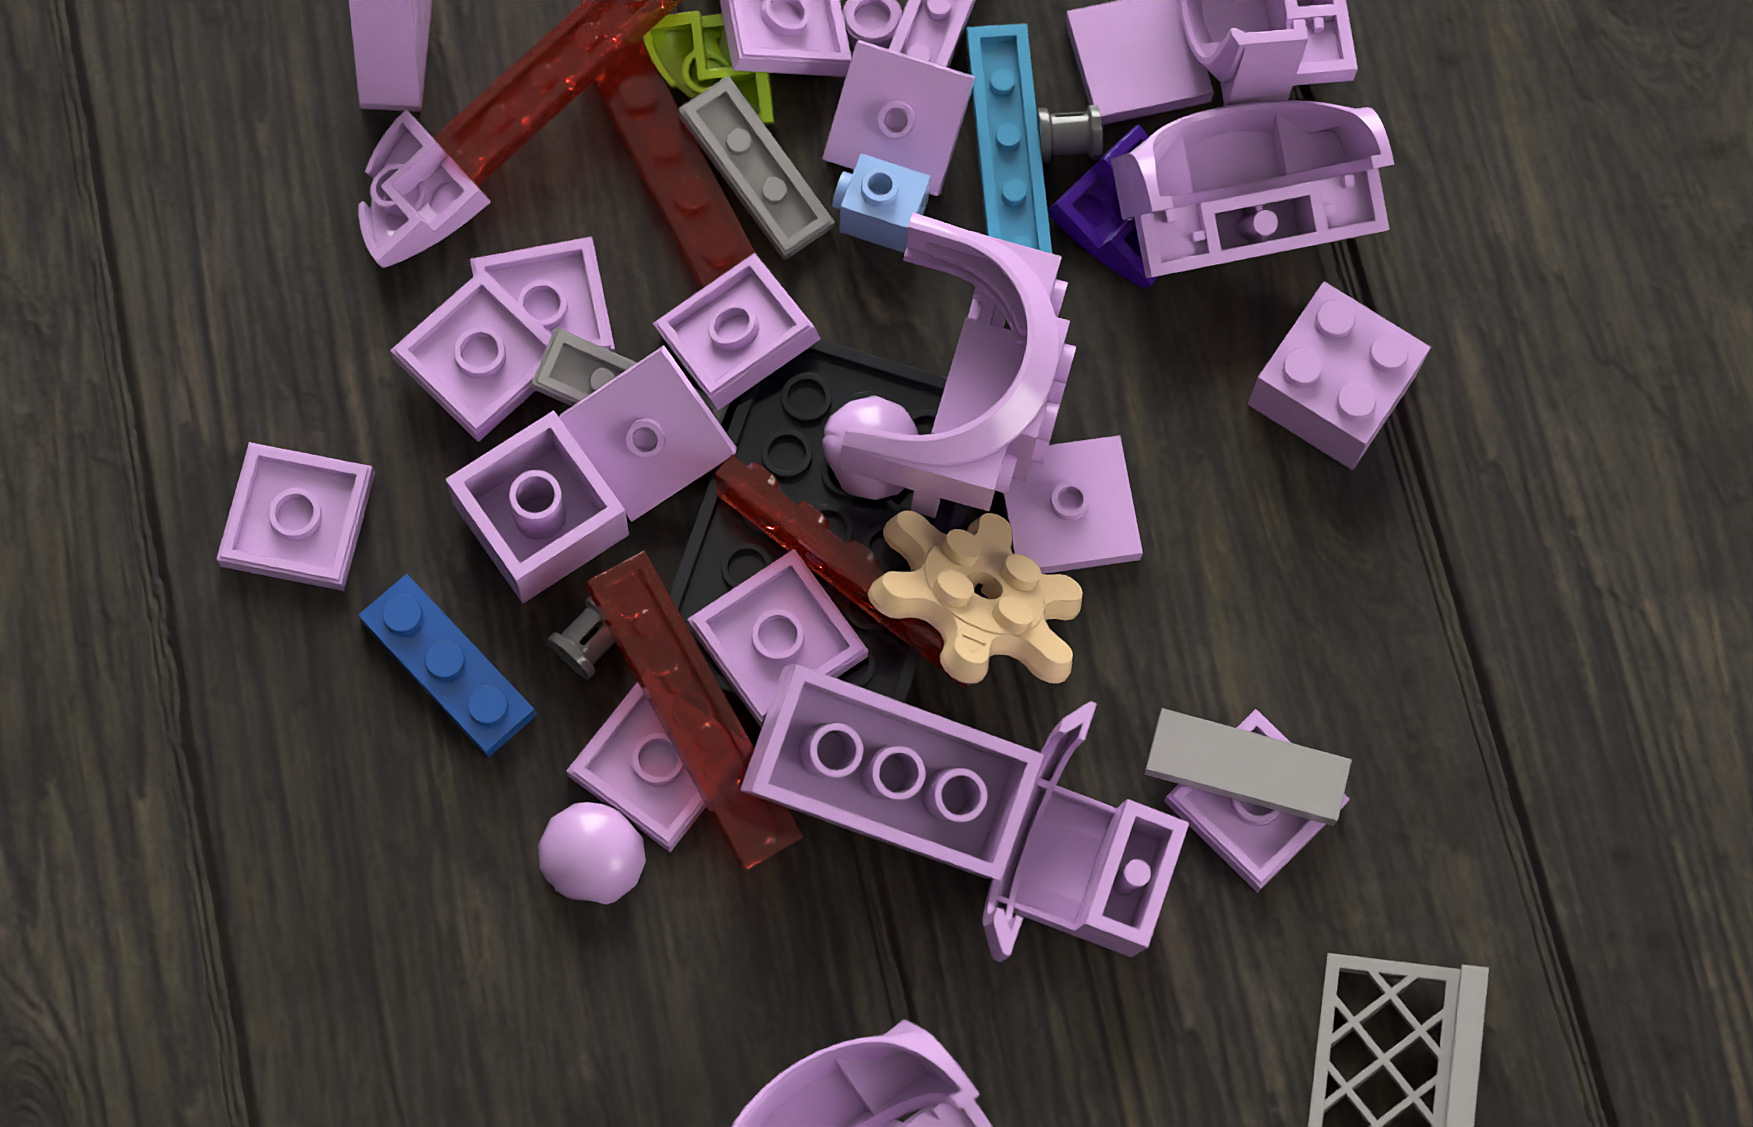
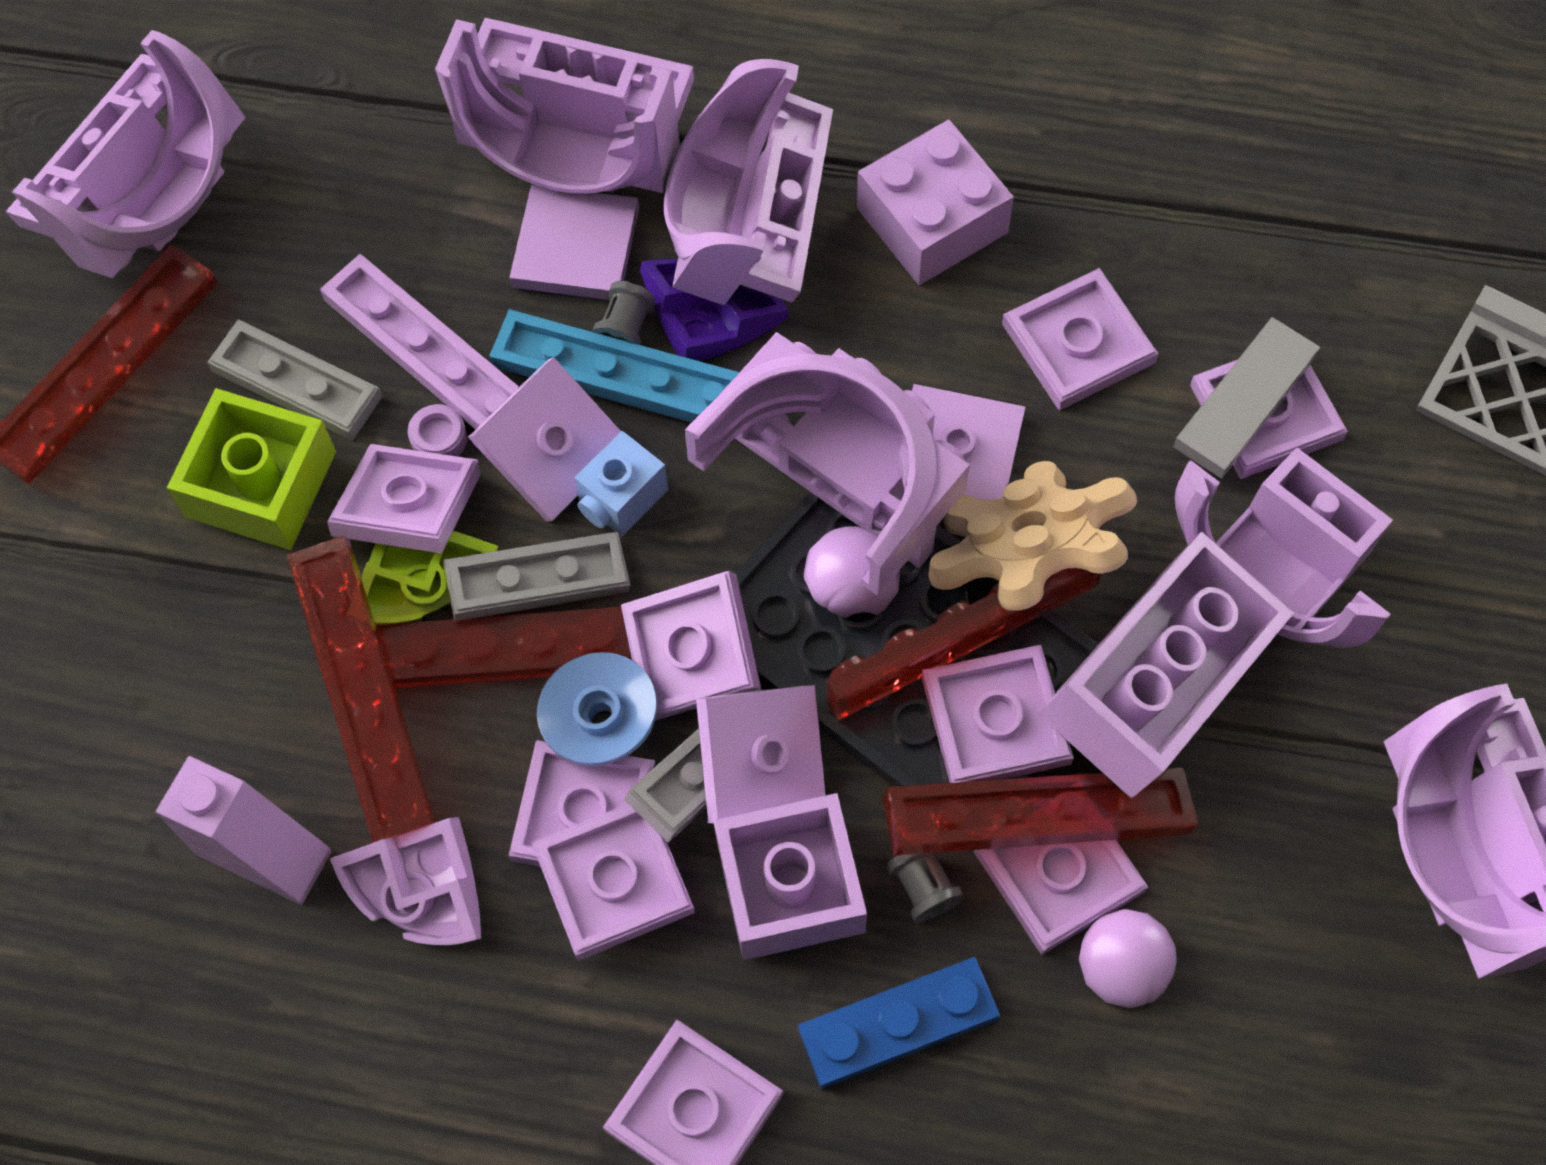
camera: 60 degrees left, 5 degrees down
(636, 253) = (588, 687): none -> medium blue dish
(1253, 582) = (1079, 339): none -> lavender tile

